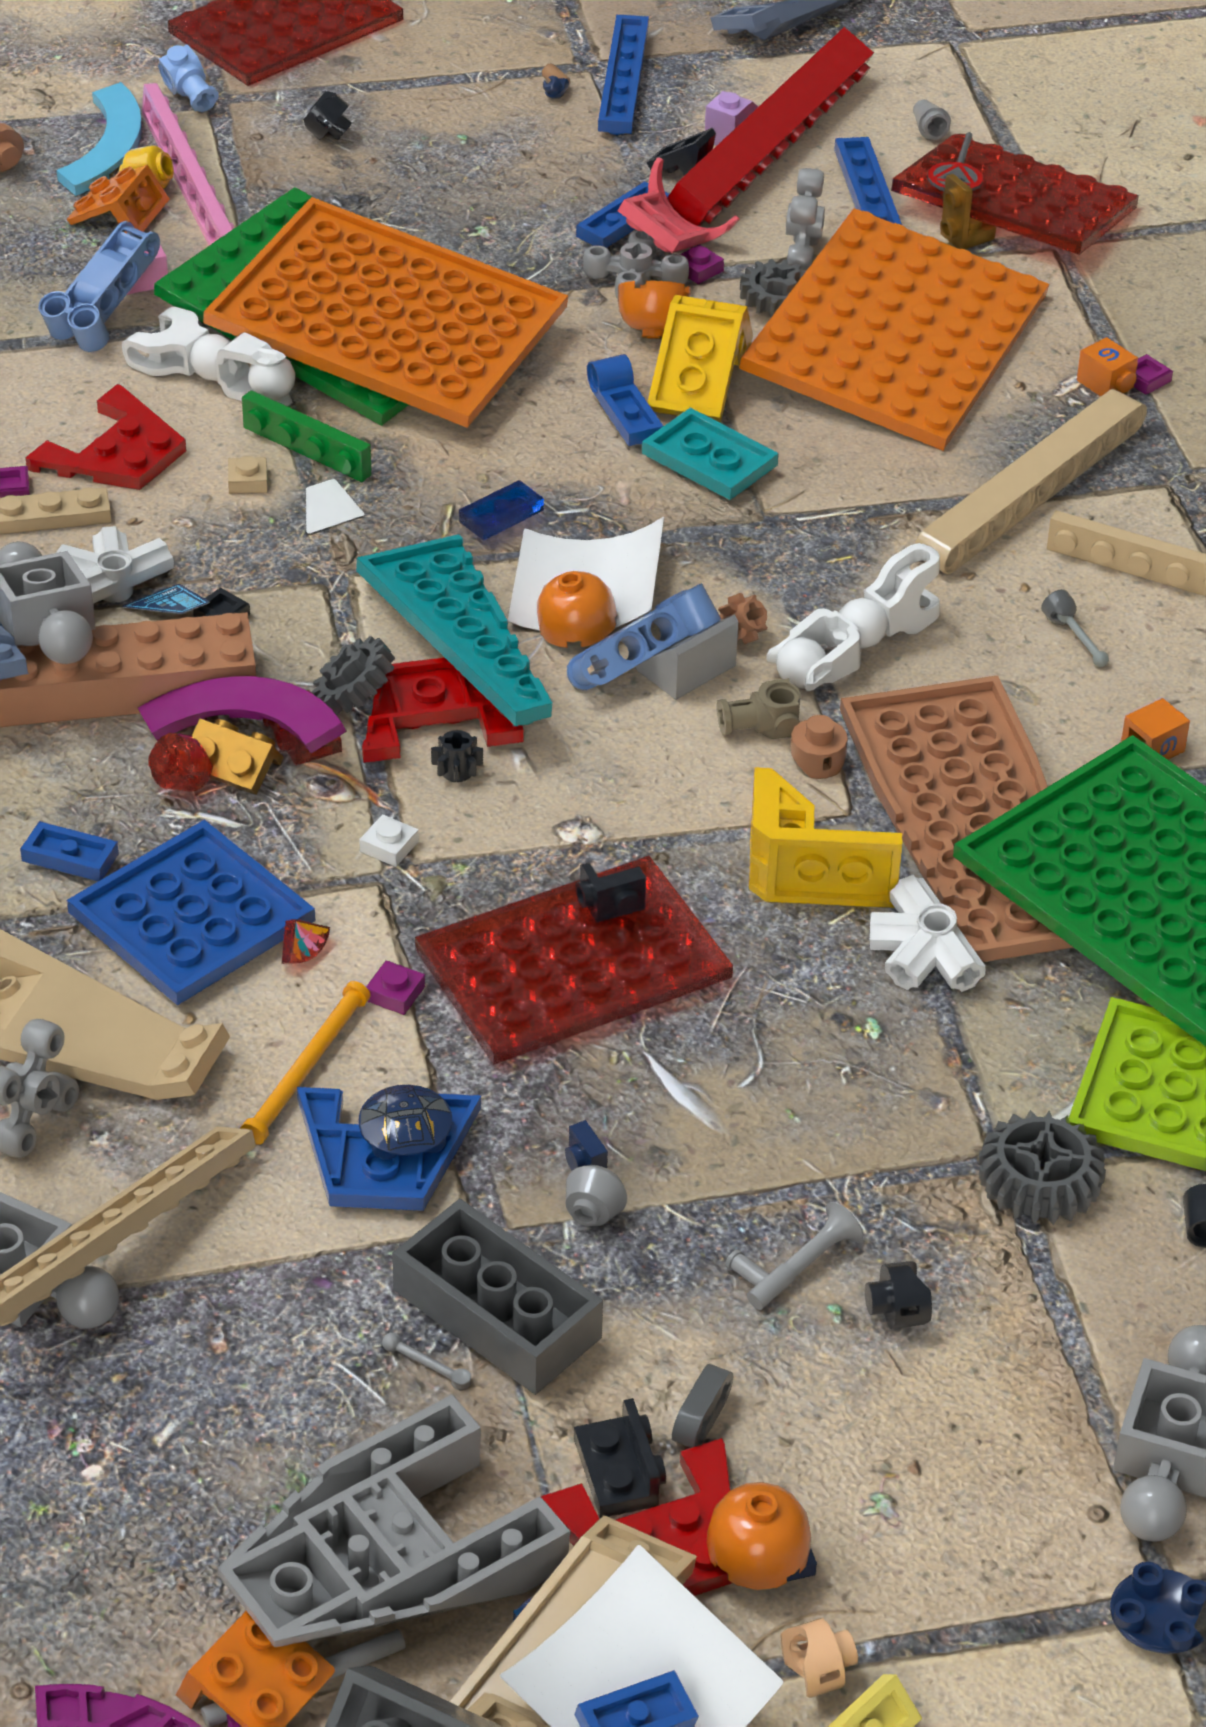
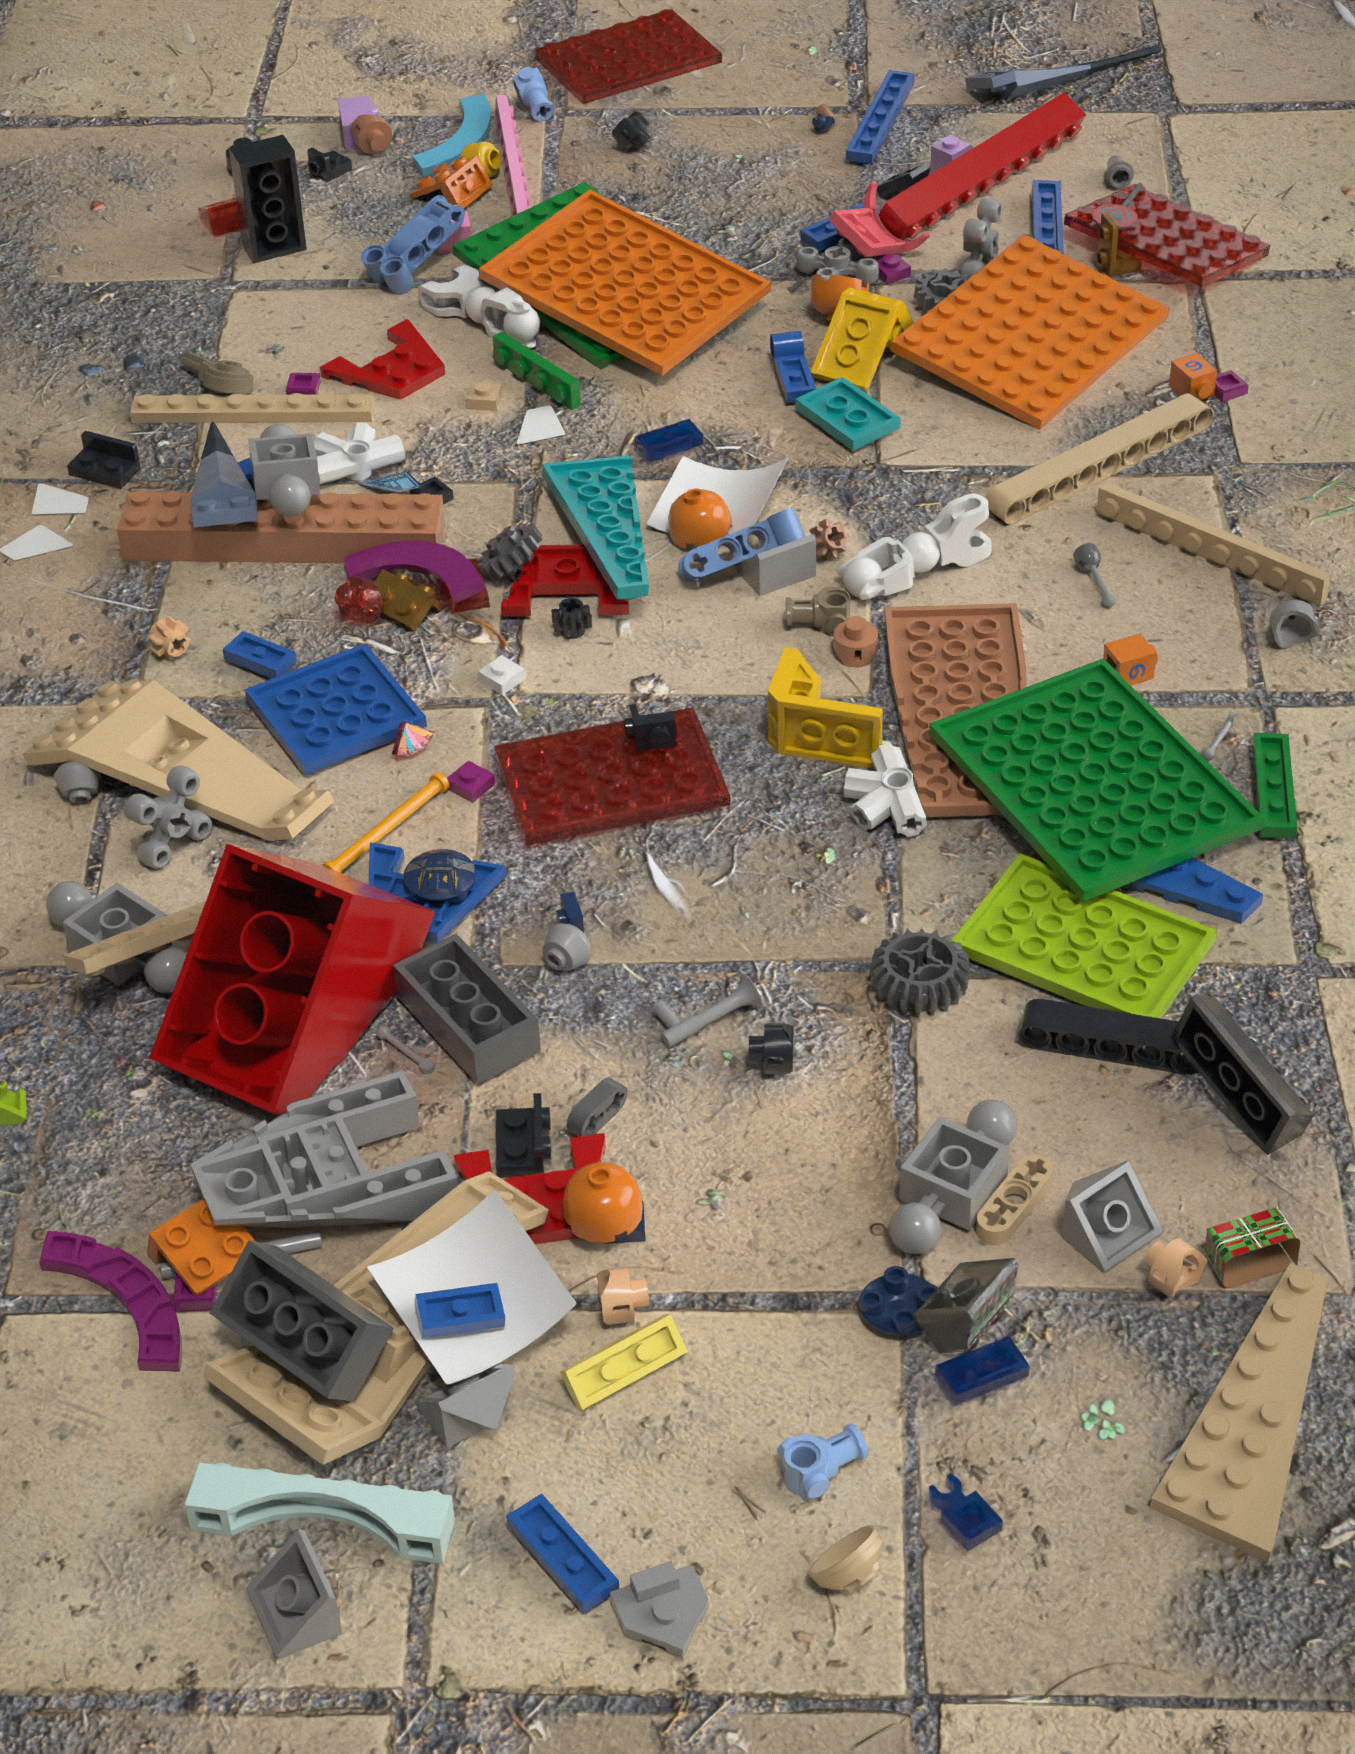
camera: 15 degrees right, 0 degrees up
(258, 1293) = (283, 976): none -> red slope

